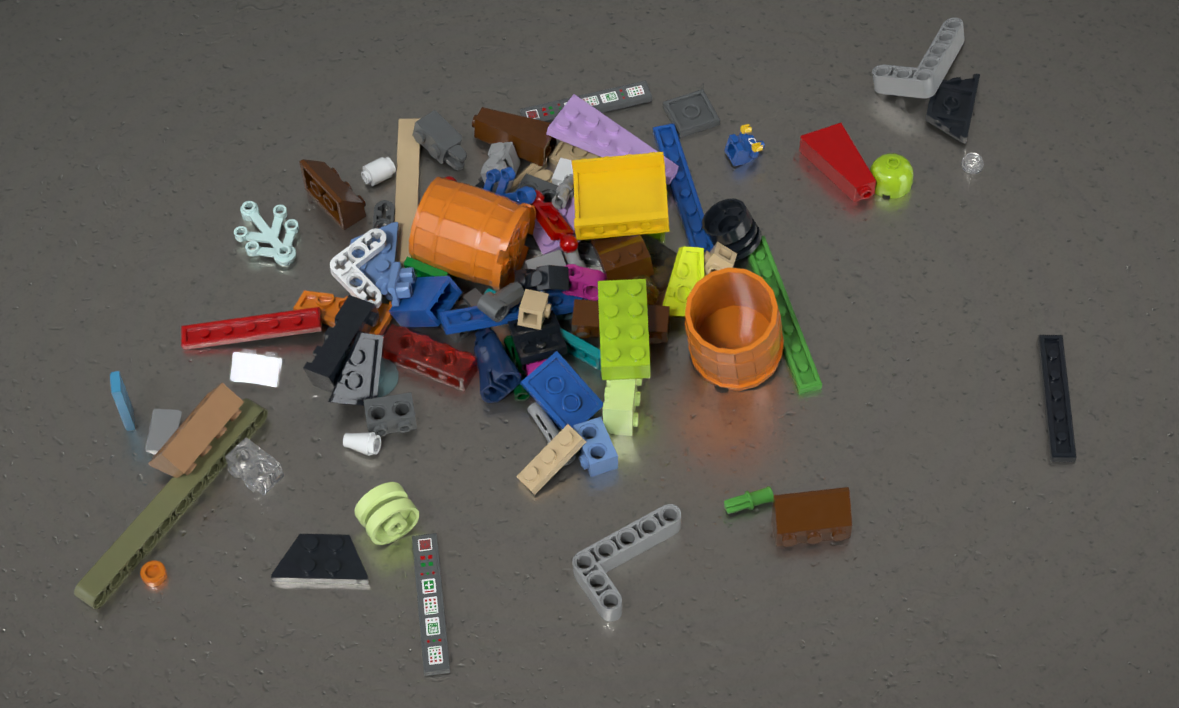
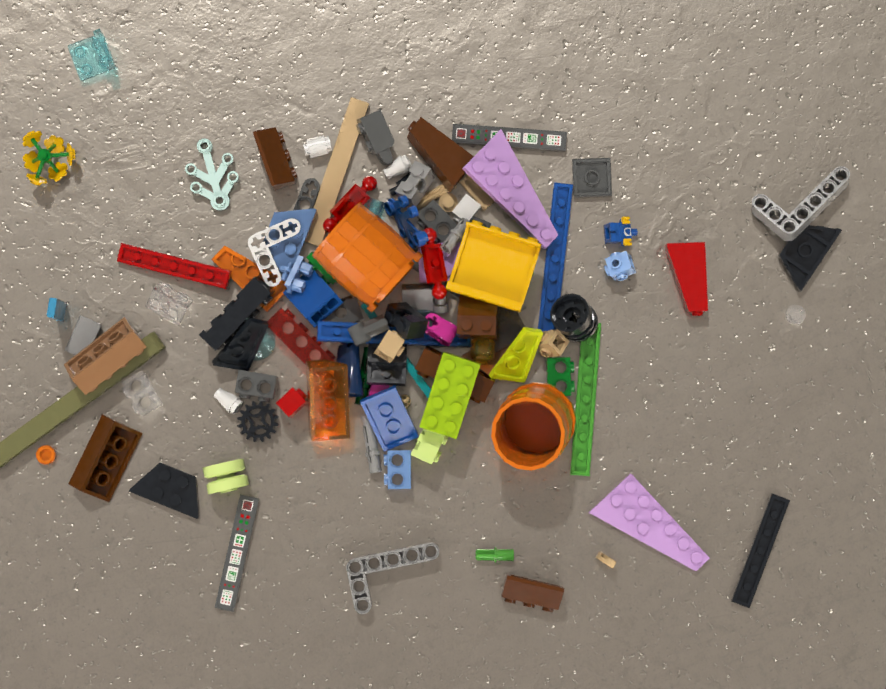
camera: 15 degrees right, 30 degrees up
(70, 260) = (36, 161): none -> yellow plant
(97, 165) = (92, 56): none -> clear light blue bracket
(230, 549) = (105, 458): none -> reddish brown slope
(406, 451) = (253, 429): none -> black gear
(440, 412) = (292, 402): none -> red brick
(474, 163) = (398, 166): none -> white cone
(481, 391) = (327, 400): none -> clear orange slope
(551, 459) = (362, 470): tan plate -> none
(759, 173) = (619, 266): none -> light blue brick
(884, 463) = (605, 559): none -> tan tile
(892, 175) = (725, 303): lime cylinder -> none
(910, 409) = (642, 517): none -> lavender wing

